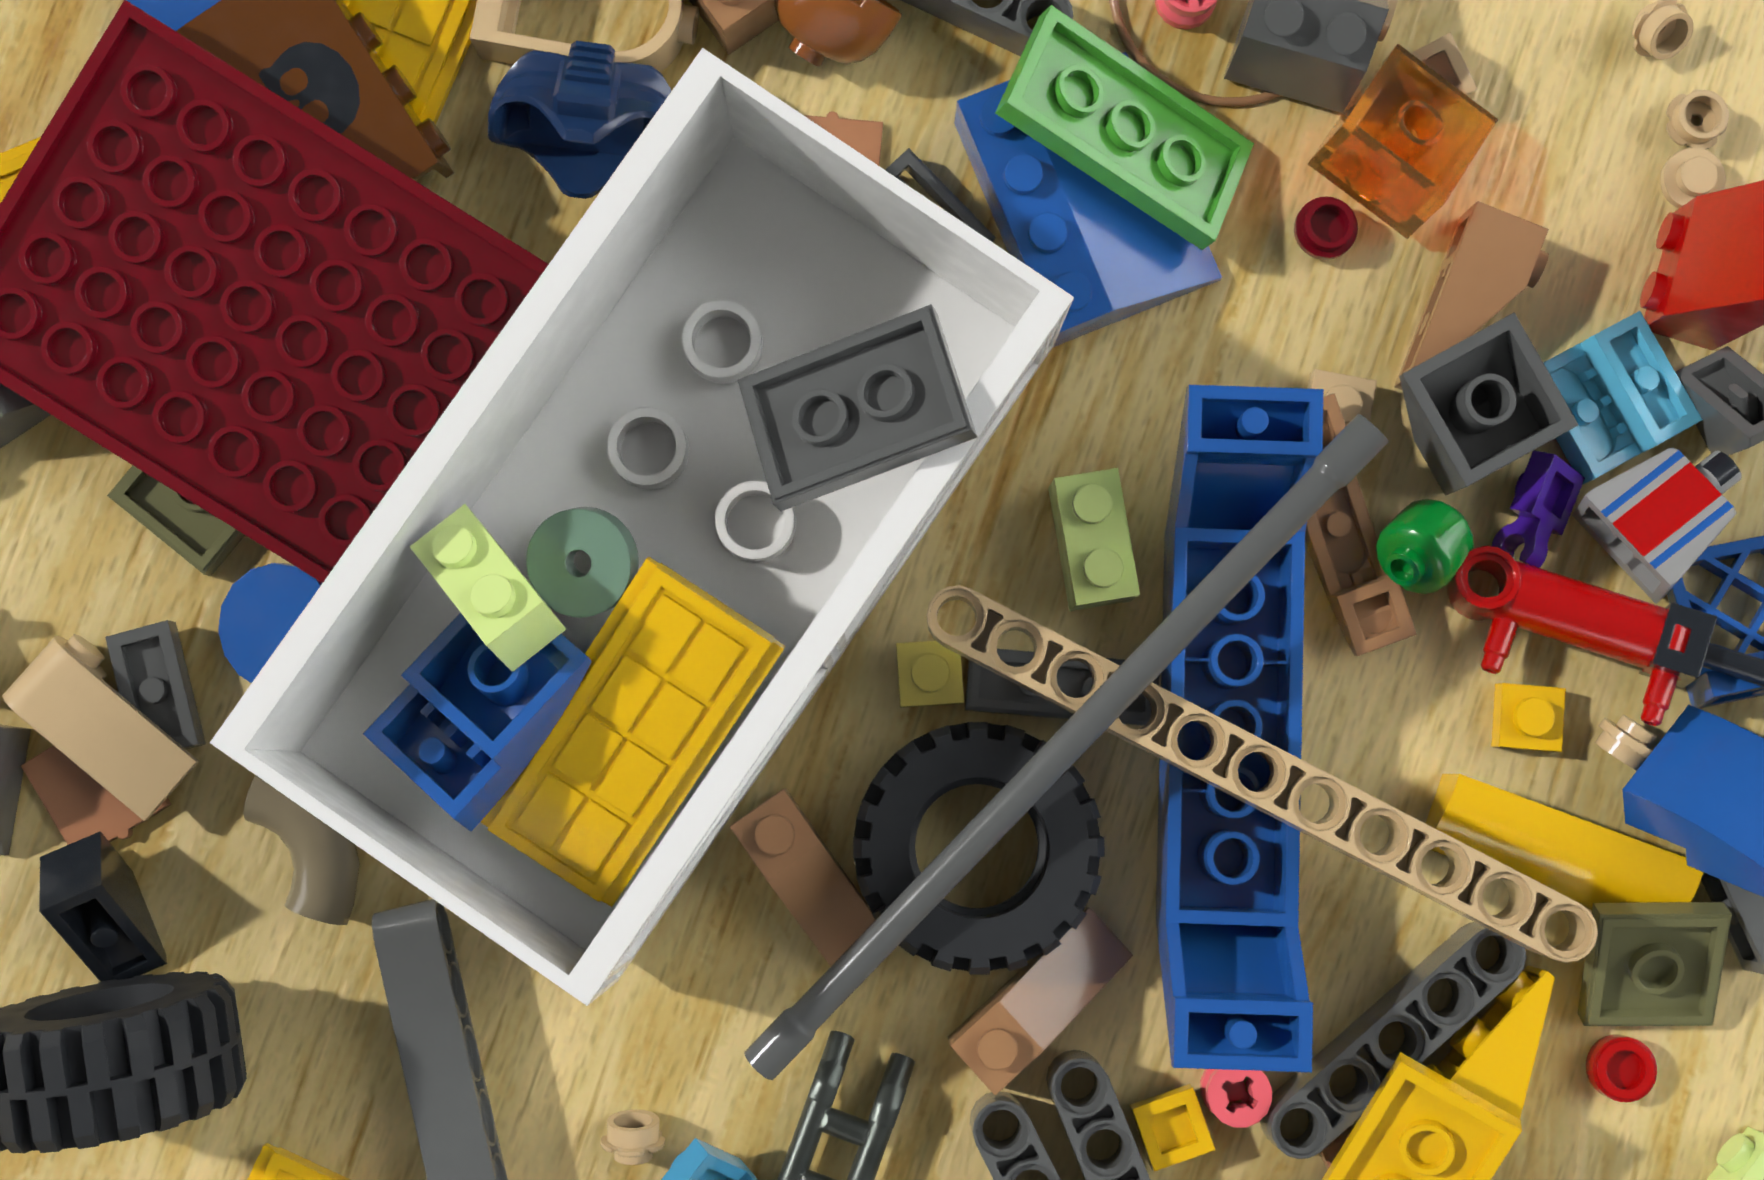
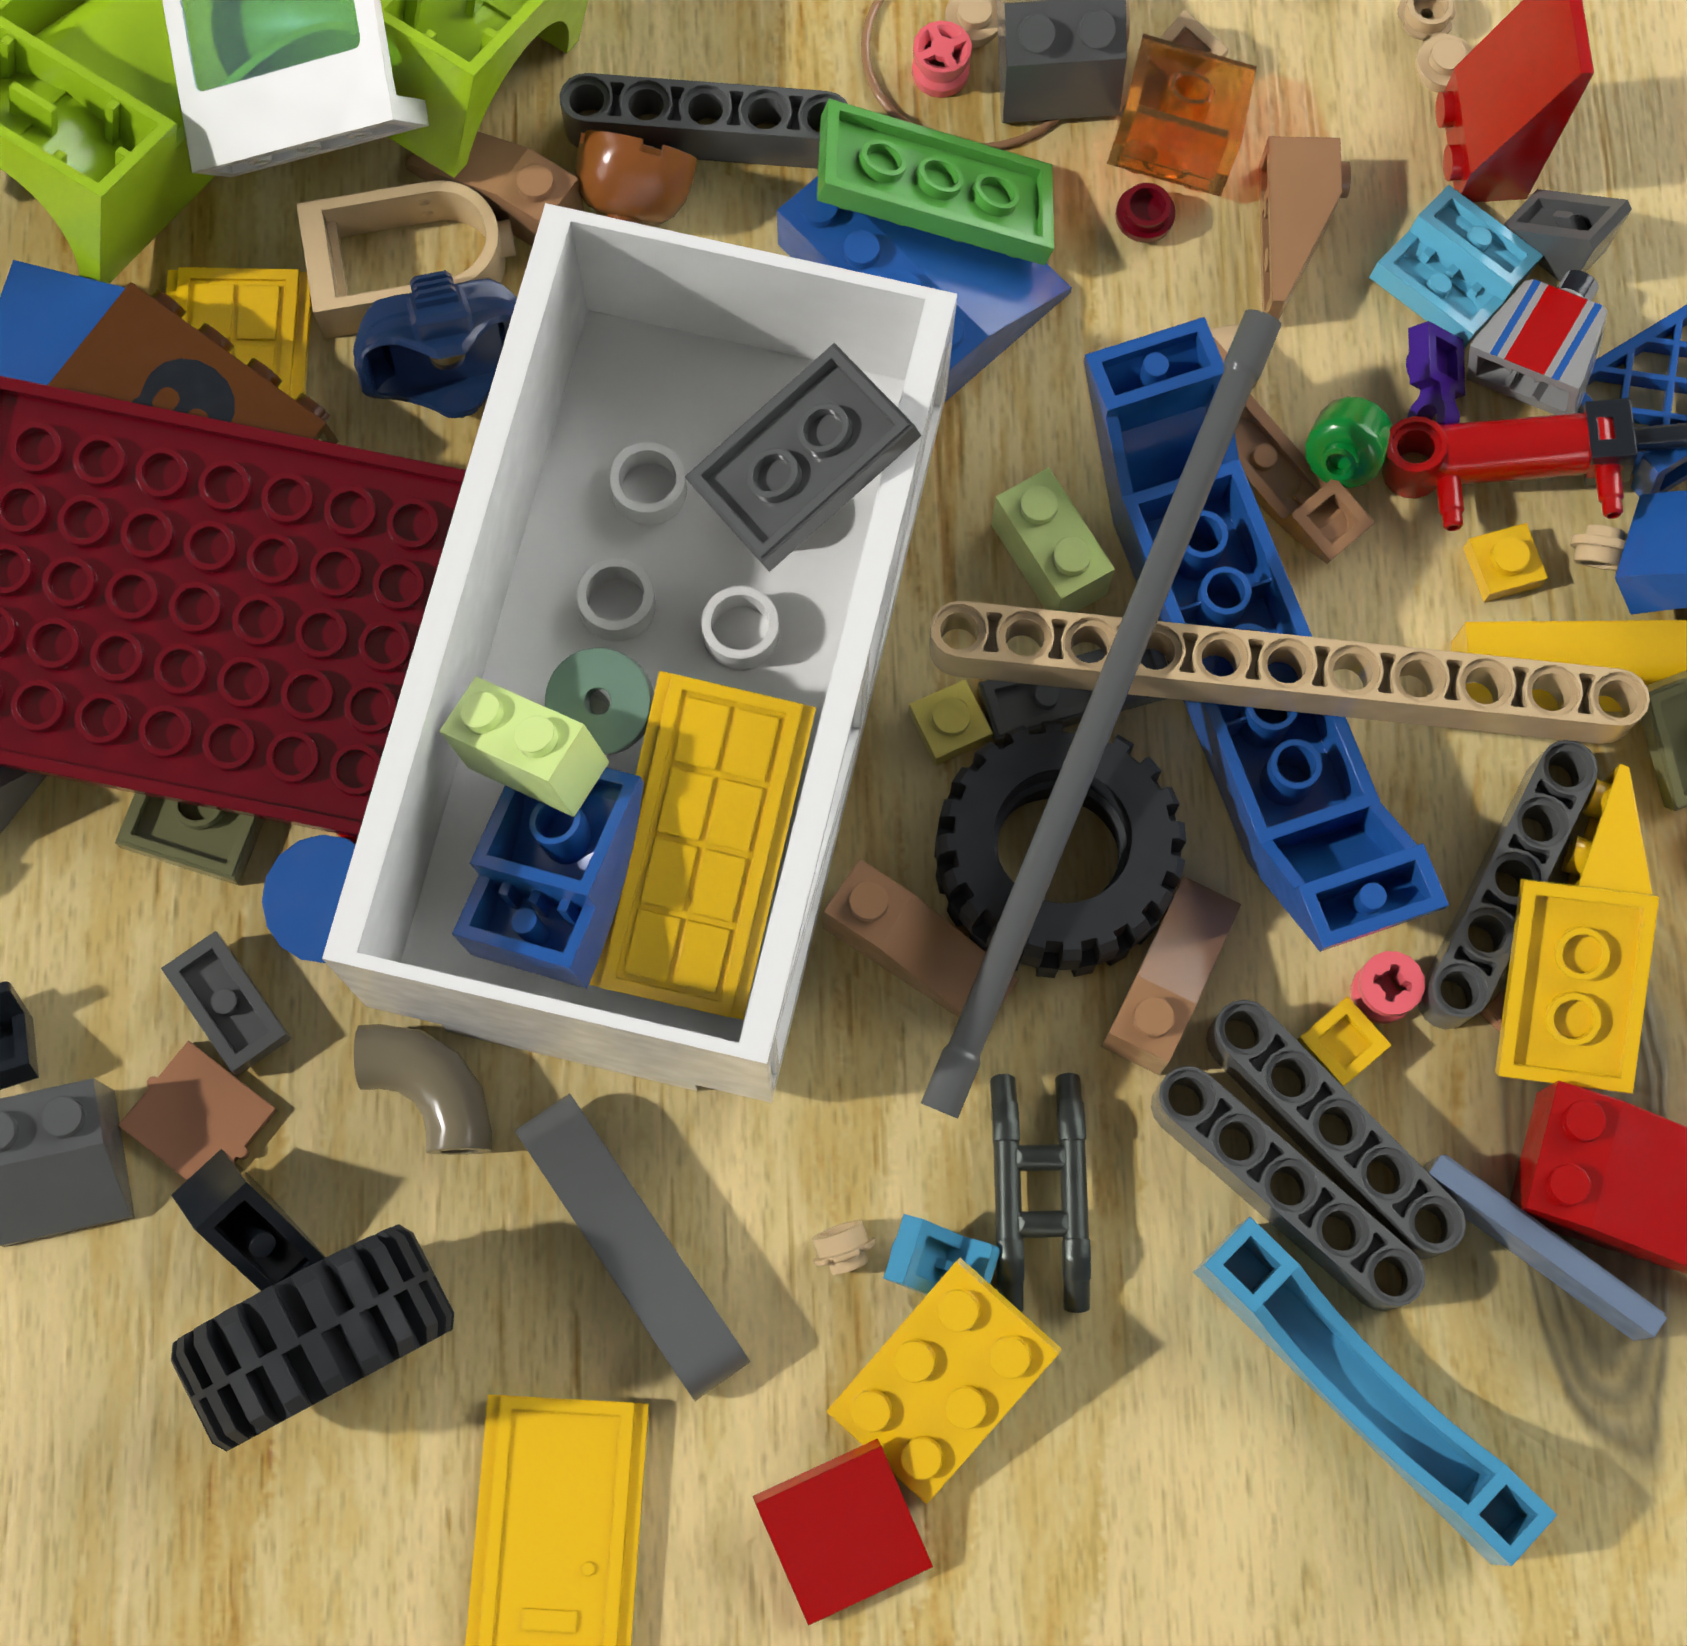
camera: 20 degrees left, 10 degrees down
(97, 727) = (185, 1051): tan door -> none
(1483, 405) = (1348, 303): dark grey slope -> none

